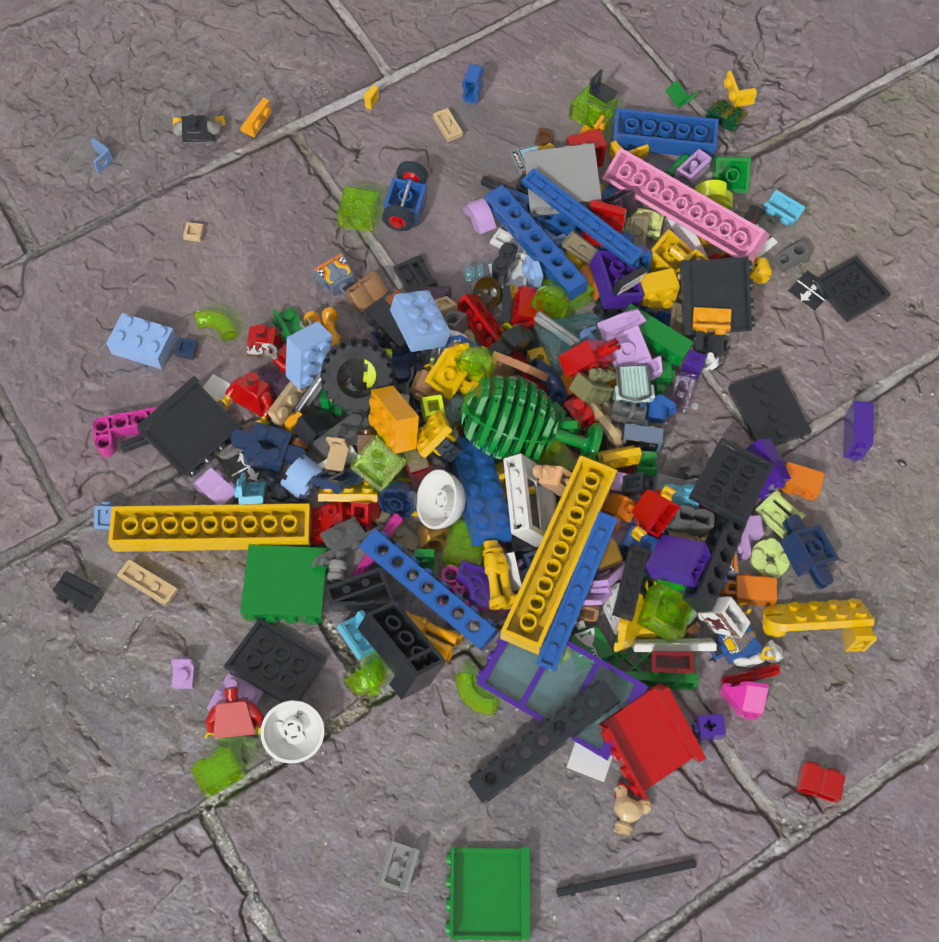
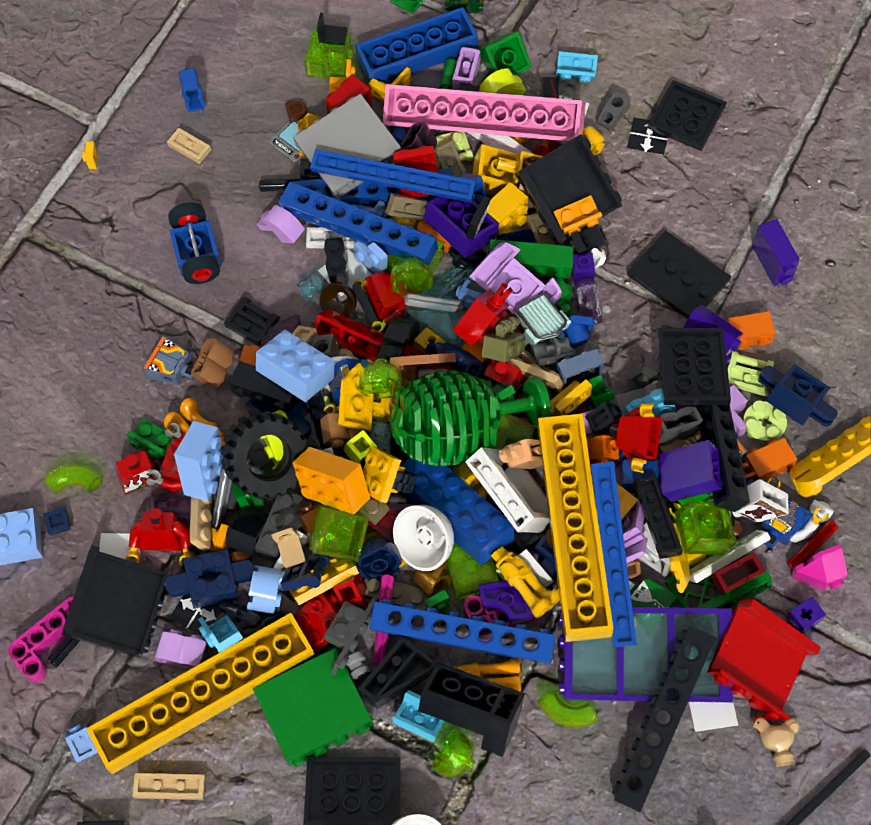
camera: 25 degrees left, 0 degrees up
(358, 209) = (150, 280): clear neon green brick -> none

